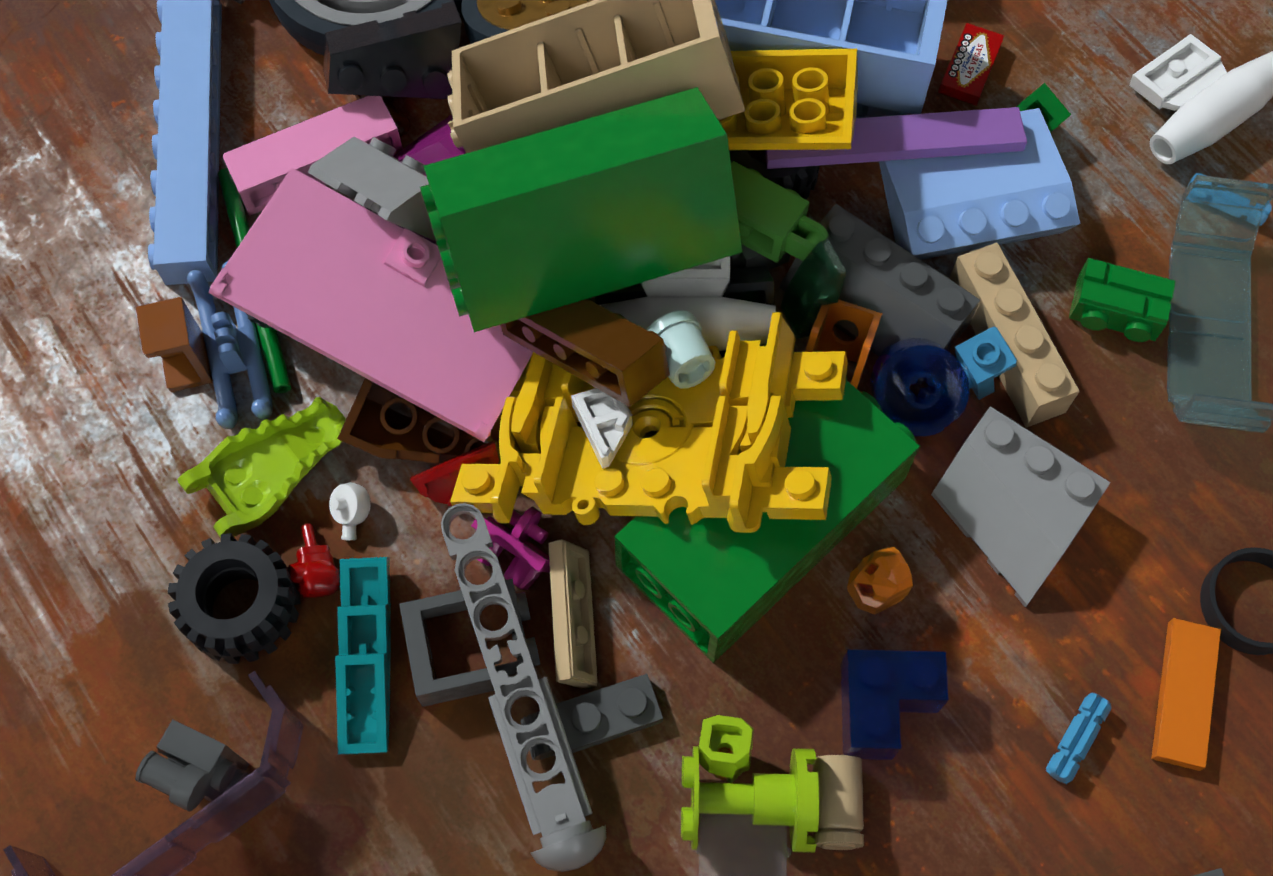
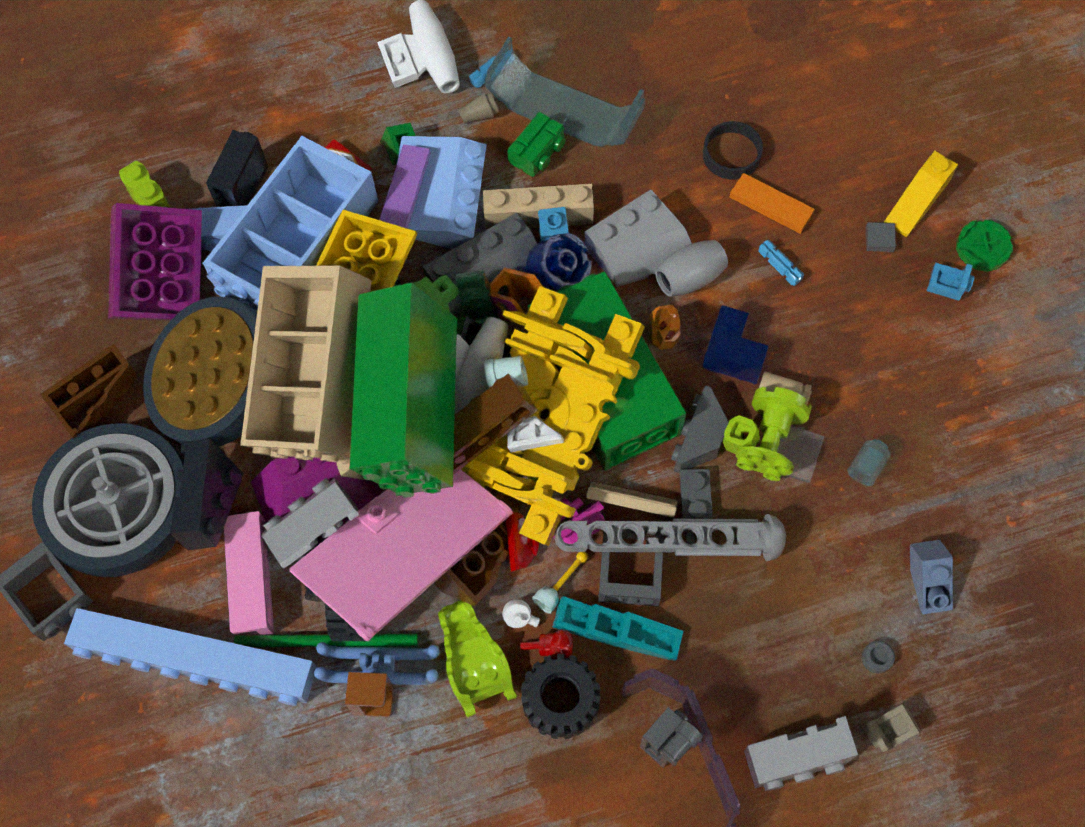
camera: 70 degrees left, 0 degrees up
(386, 539) = (547, 597): none -> hinge
(718, 685) = (702, 433): none -> dark grey slope
(1000, 591) = (691, 268): none -> light grey piece
(1148, 205) = (480, 108): none -> dark tan cone

